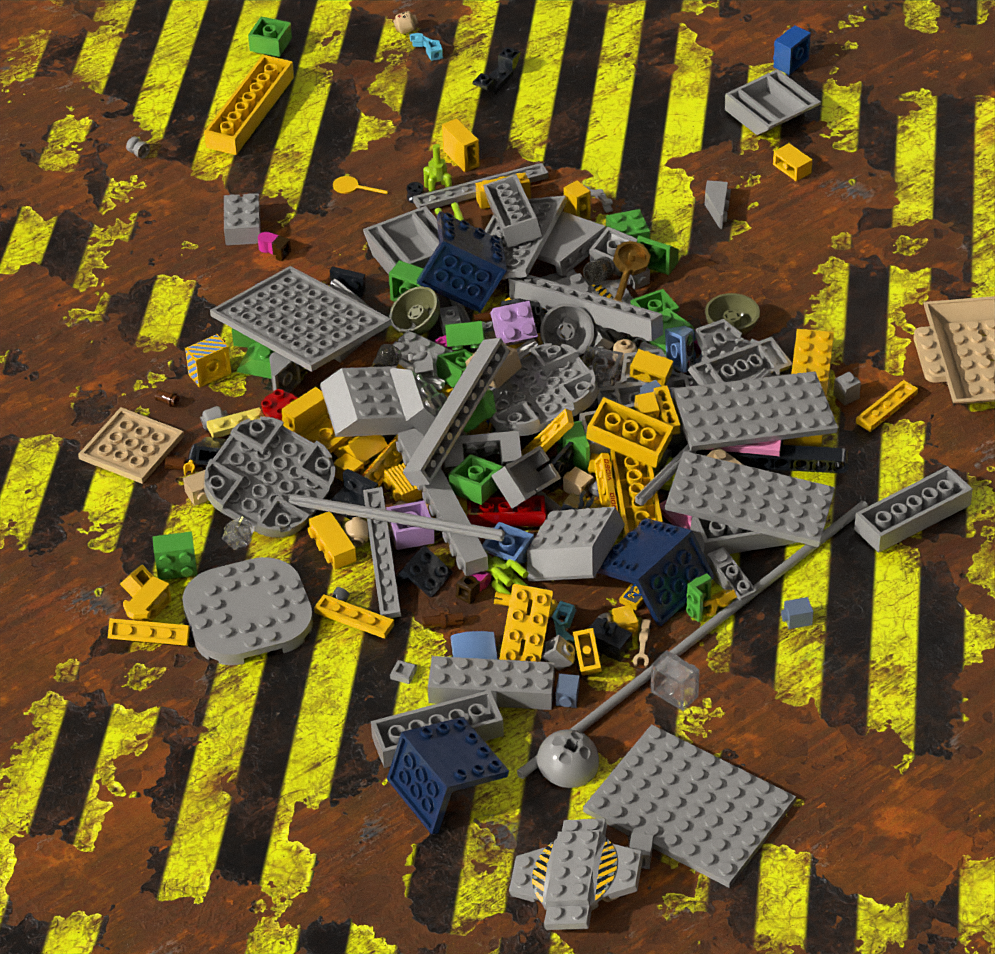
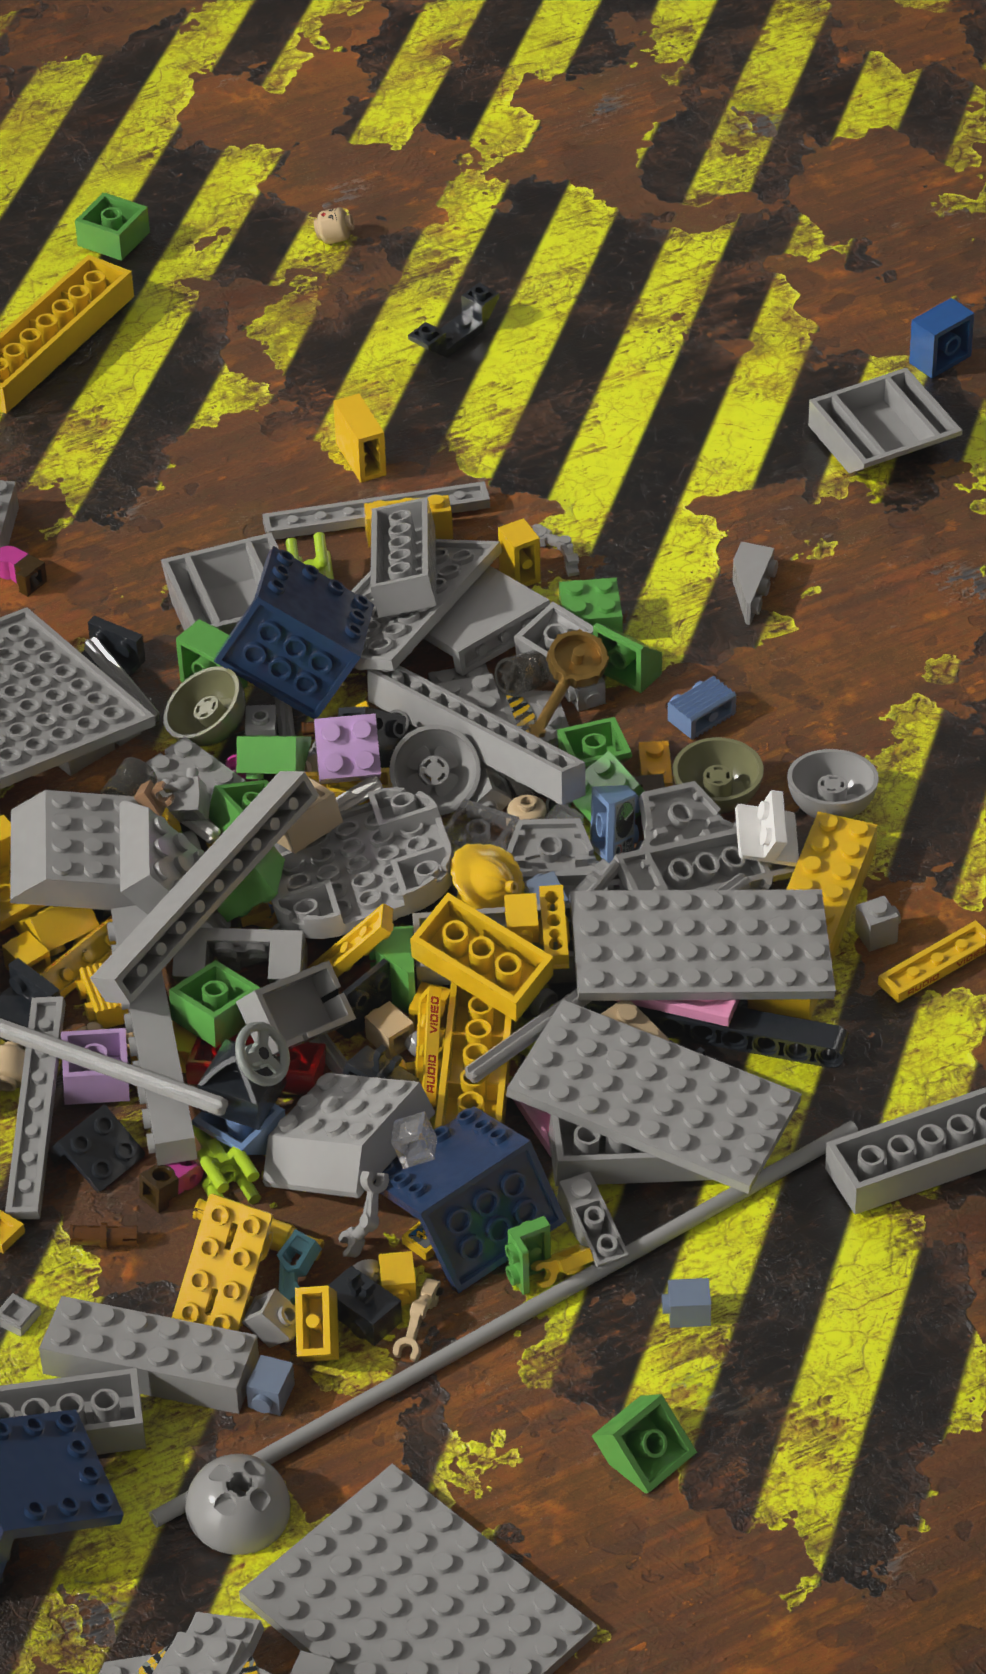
camera: 10 degrees right, 0 degrees up
(348, 184) = (169, 481): yellow piece -> none
(401, 363) = (149, 796): none -> medium nougat tile
(414, 189) = (267, 502): black wheel -> none
(433, 47) = (365, 268): medium azure piece -> none
(436, 171) = (307, 476): lime plant -> none
(474, 645) = (141, 1286): medium blue slope -> none
(511, 515) = (248, 1075): none -> black piece
(602, 590) = (369, 1219): none -> light grey piece
(617, 386) = (485, 875): none -> yellow piece
(620, 540) = (414, 1140): none -> clear brick
(651, 367) = (553, 849): yellow brick -> none
(674, 680) = (447, 1393): clear brick -> none
(684, 380) = (600, 880): none -> light grey piece
(689, 311) = (655, 759): none -> light orange plate
(709, 278) = (702, 707): none -> medium blue brick
(772, 342) = (767, 831): none -> white bracket
(792, 162) = (893, 526): yellow brick -> none
(794, 692) = (645, 1442): none -> bright green slope
(800, 311) = (832, 782): none -> light grey piece

